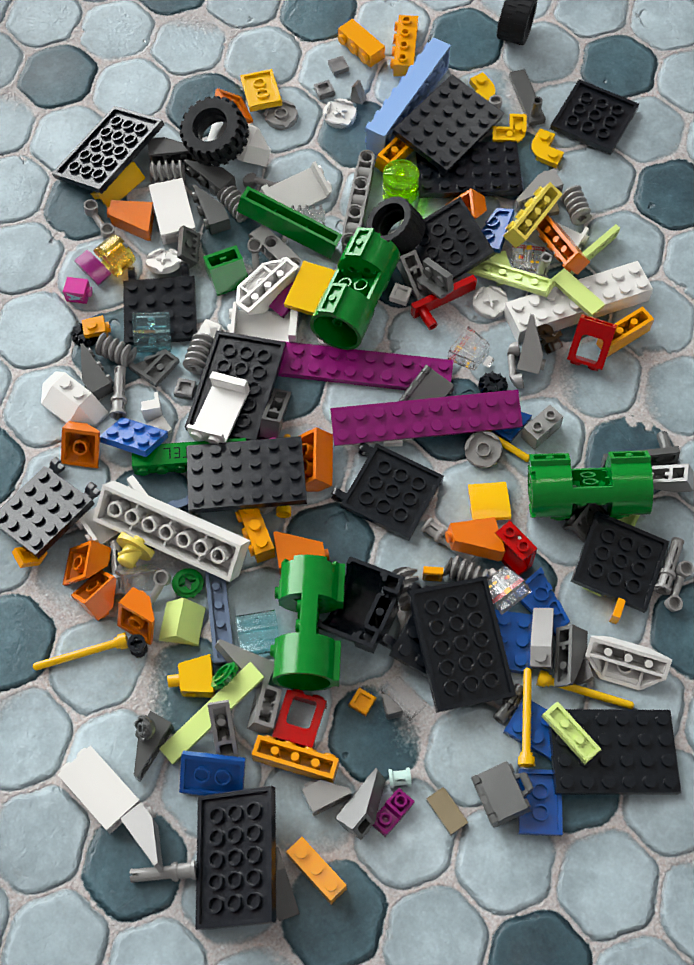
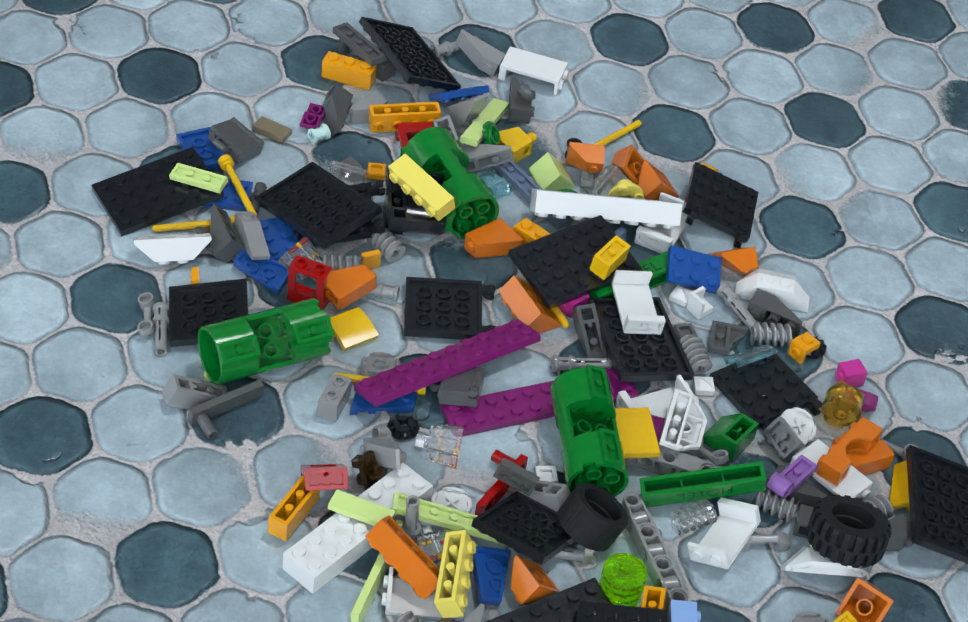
camera: 145 degrees right, 20 degrees down
(131, 213) = (860, 437): none -> orange arch
(215, 202) = (792, 477): none -> medium lavender plate
(217, 444) = (610, 257): none -> yellow panel
(291, 891) = (358, 43): none -> dark grey piece
(310, 389) = (570, 362): none -> light grey pin
(358, 592) = (421, 187): none -> light yellow brick

